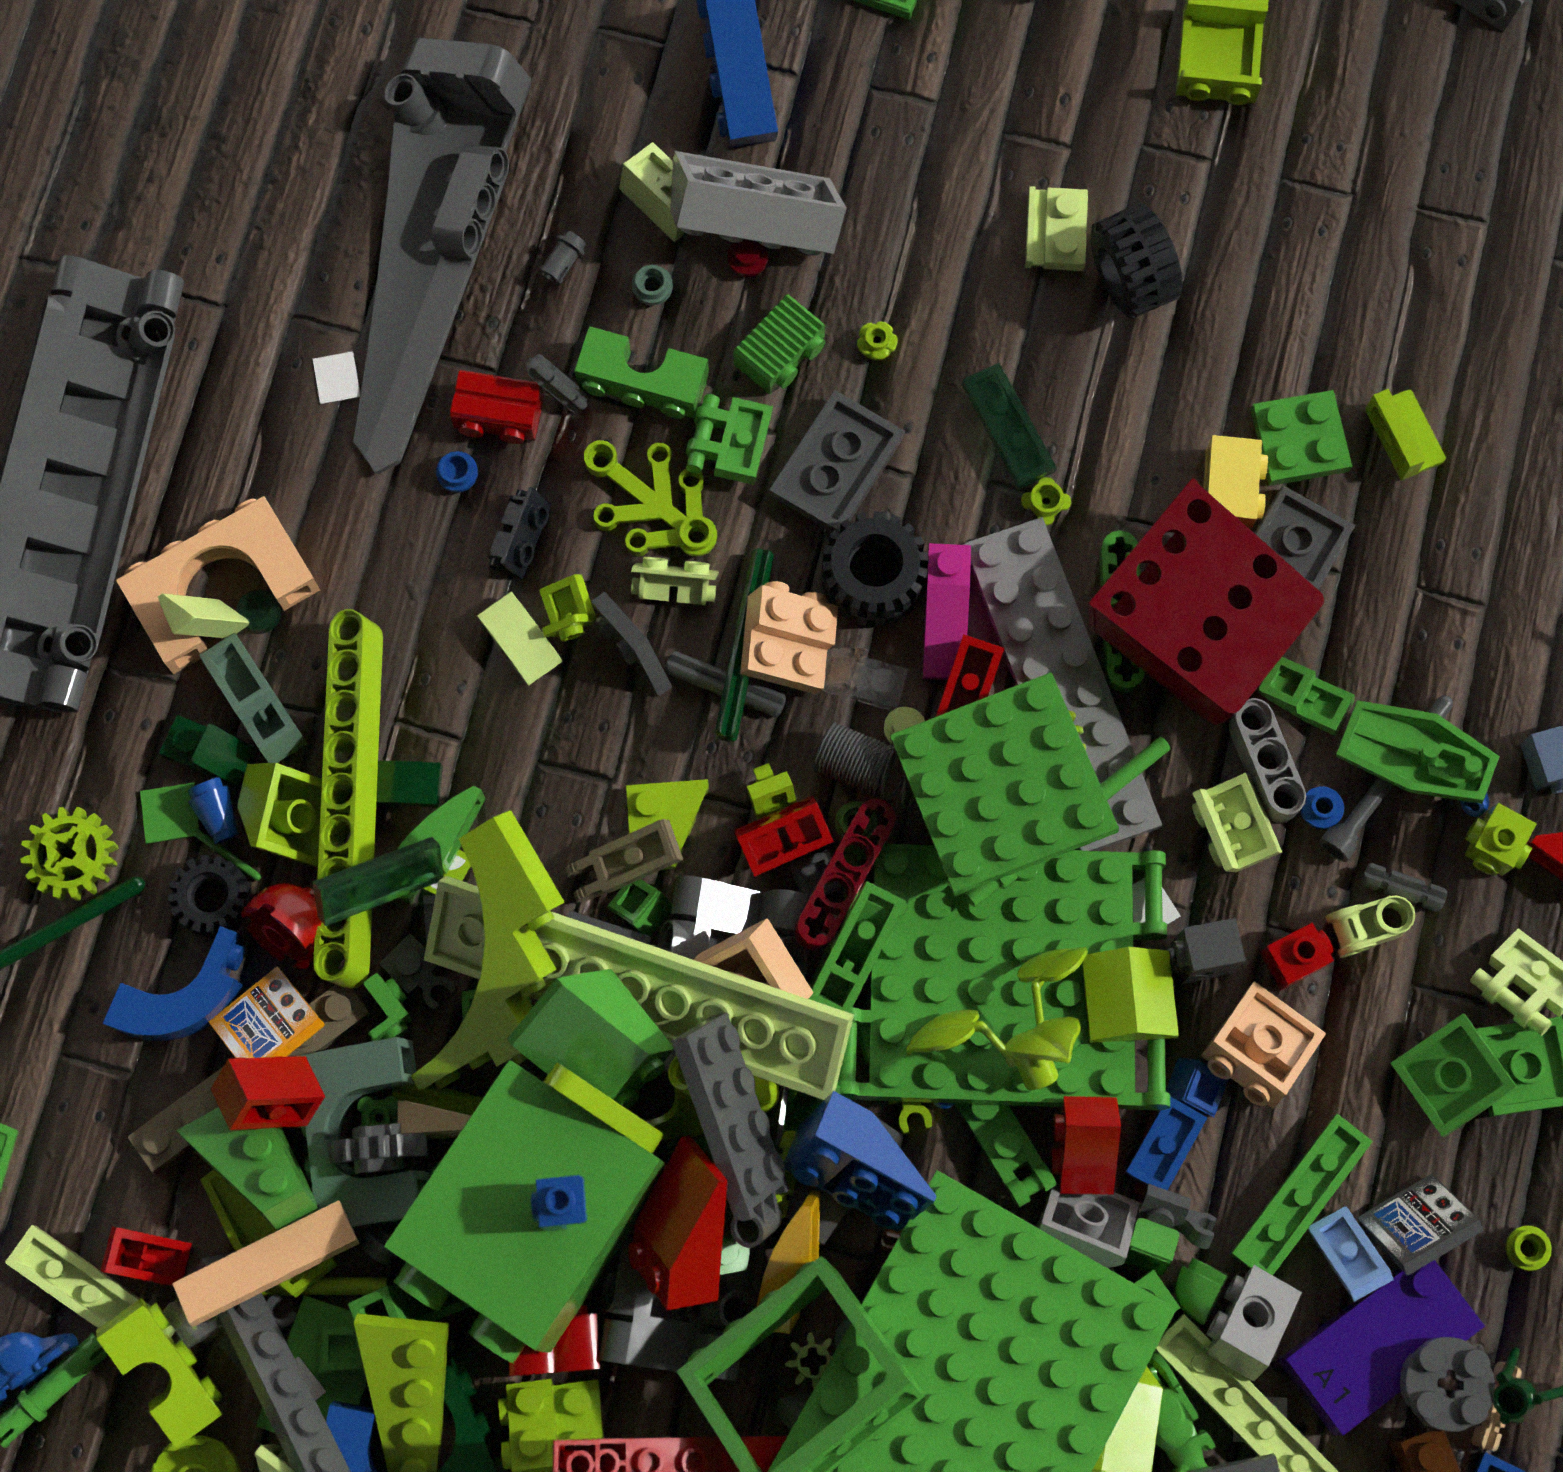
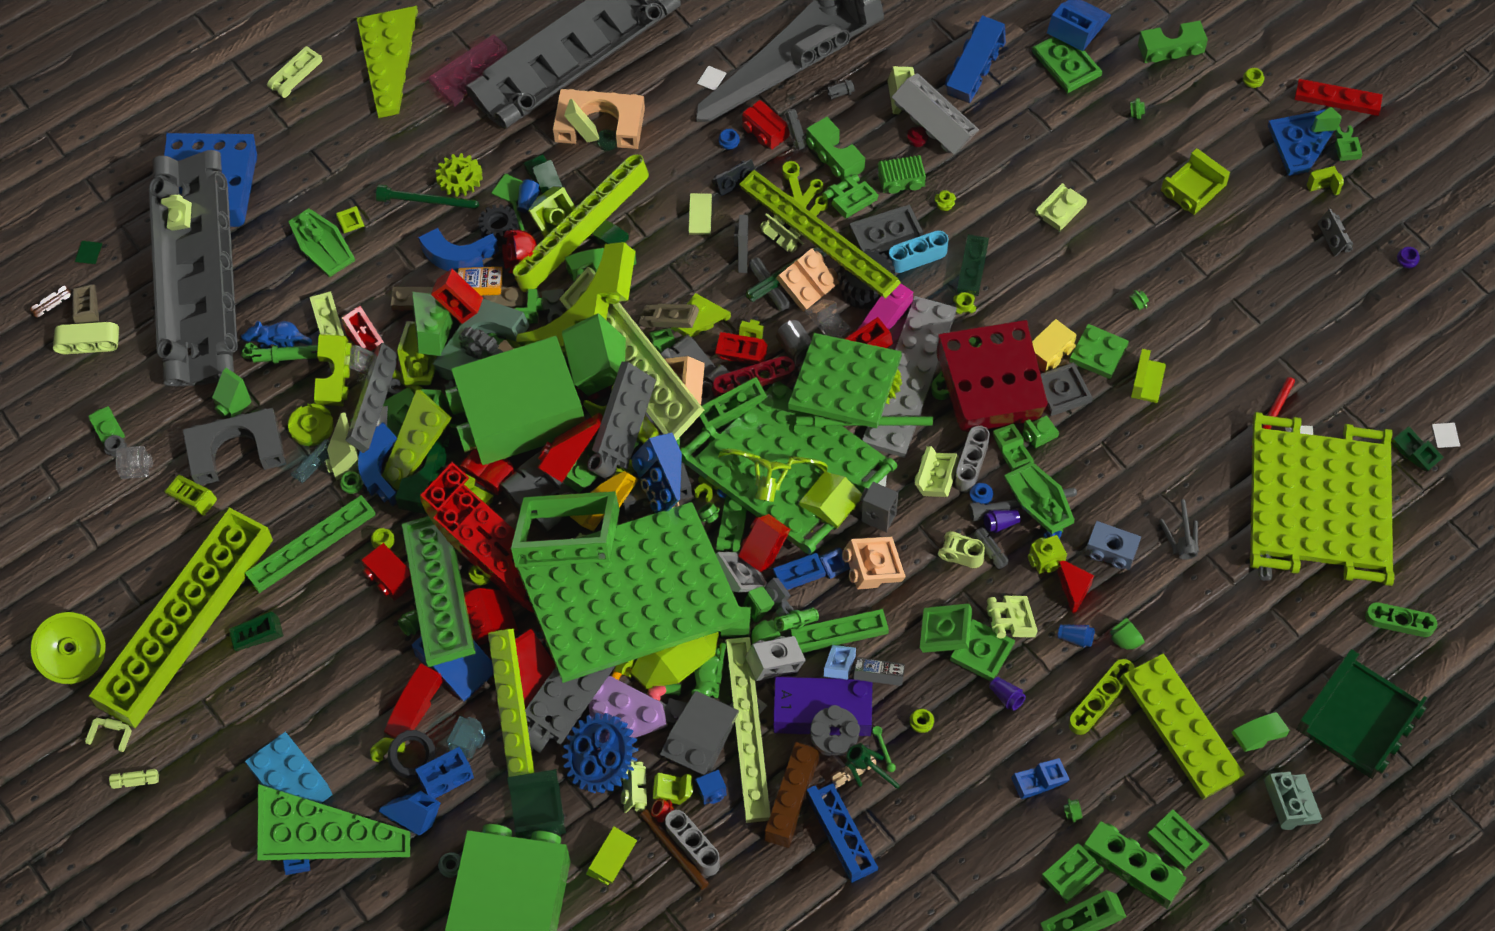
camera: 40 degrees right, 15 degrees down
(253, 699) = (576, 167): sand green slope -> none
(265, 1263) = (403, 356): light nougat tile -> none
(378, 881) = (564, 250): clear green plate -> none
(559, 1202) = (527, 388): blue bracket -> none
(567, 608) = (728, 213): lime bracket -> none
(603, 1107) = (577, 375): lime beam -> none
(650, 274) = (869, 121): sand green plate -> none
(752, 549) = (820, 234): none -> lime plate
(917, 445) = (927, 248): none -> medium azure beam
(952, 1151) = (708, 513): none -> bright green plate
(1136, 260) = (1079, 232): black tyre -> none
(1231, 1233) = (796, 619): none -> bright green pin
(1295, 309) = (1139, 300): none -> bright green plate
(1298, 955) = (919, 540): red brick -> none
(1323, 639) = (1039, 431): none -> bright green bracket
(1384, 831) = (1000, 519): none -> dark purple cone
(1541, 1356) = (877, 731): none -> bright green hinge

